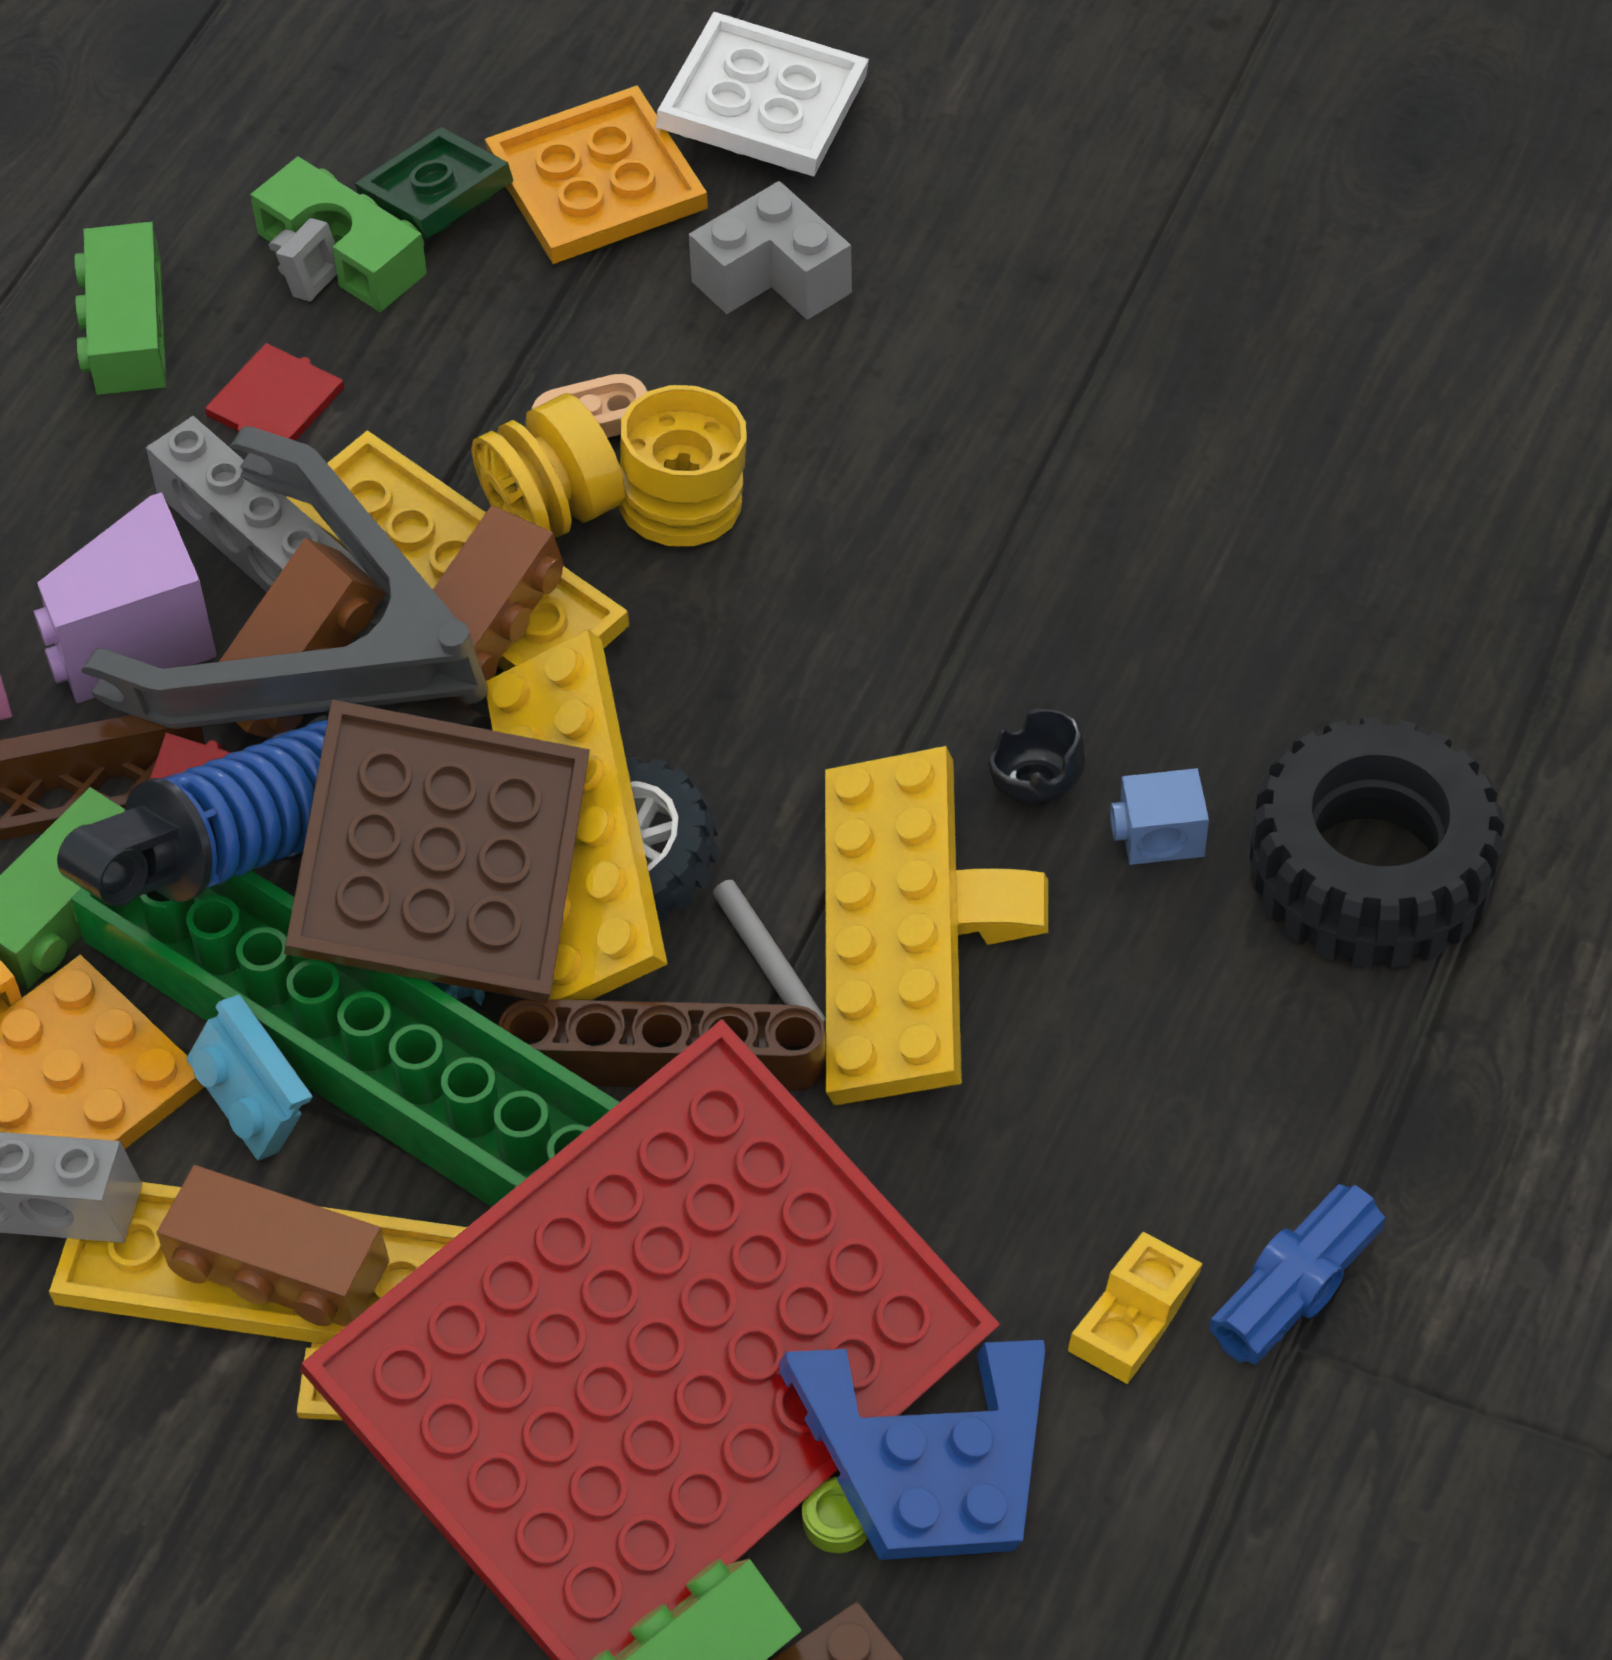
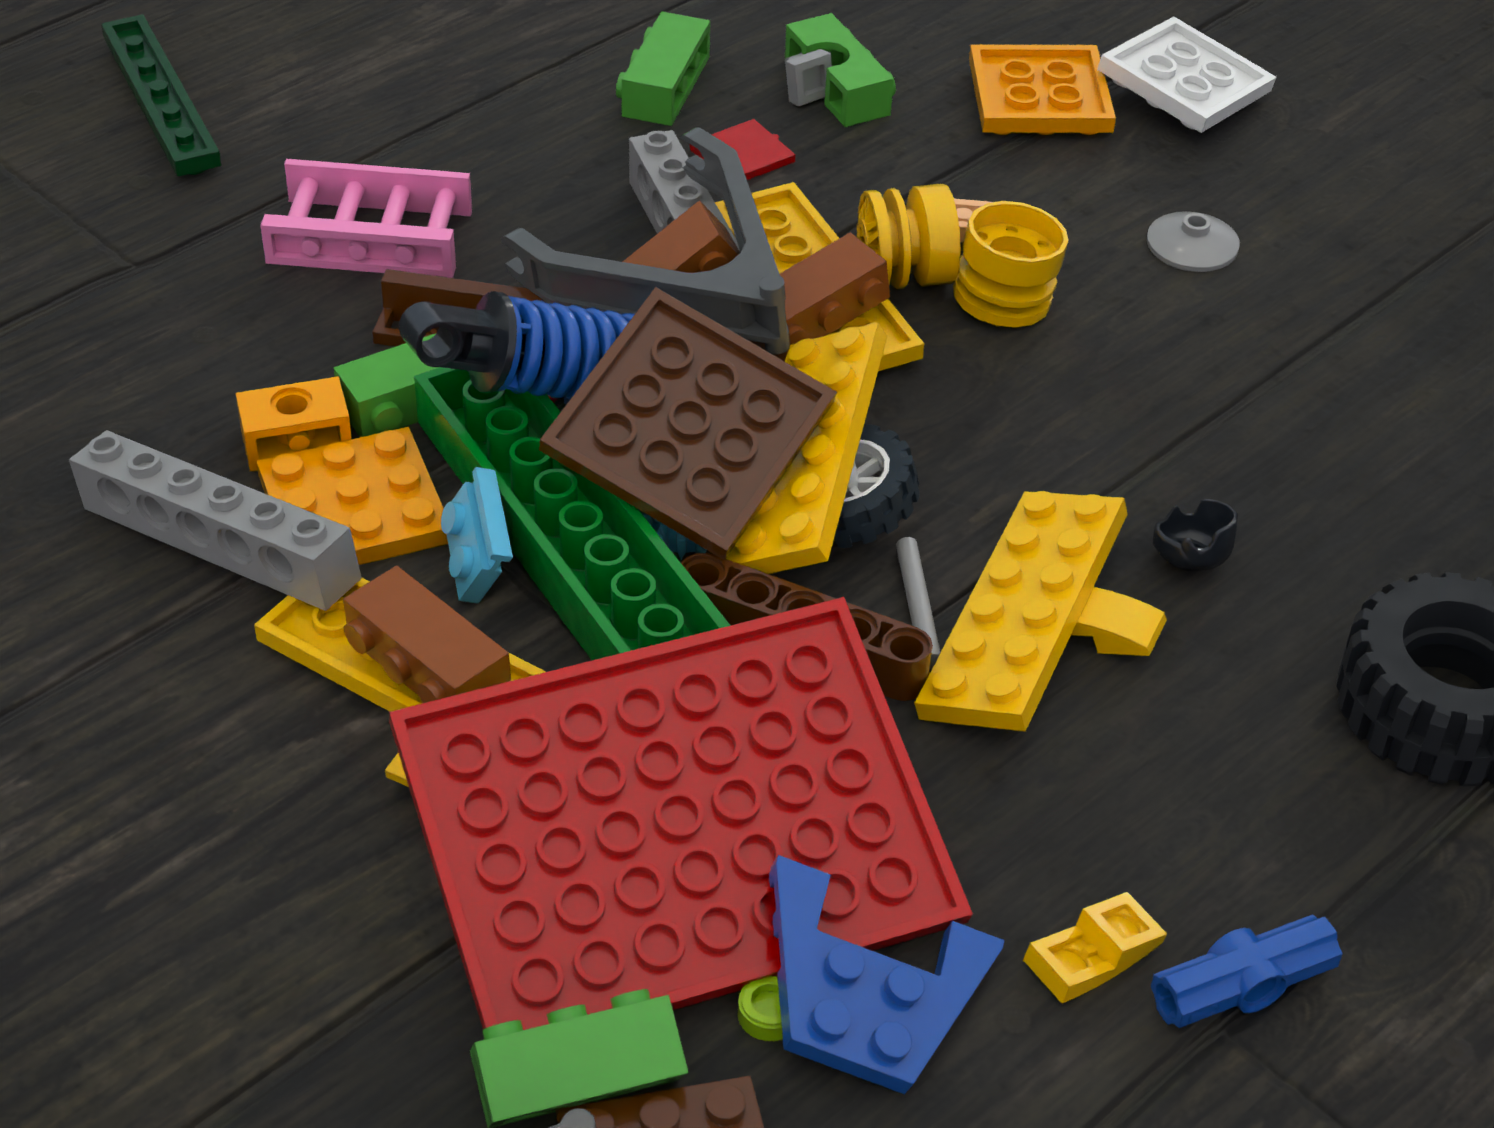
camera: 20 degrees right, 10 degrees down
(127, 595) = (563, 206): lavender slope -> none
(436, 181) = (924, 59): dark green plate -> none
(771, 244) = (1144, 160): light grey brick -> none
(864, 337) = (1193, 241): none -> light grey dish
(1161, 816) = (1279, 606): medium blue brick -> none

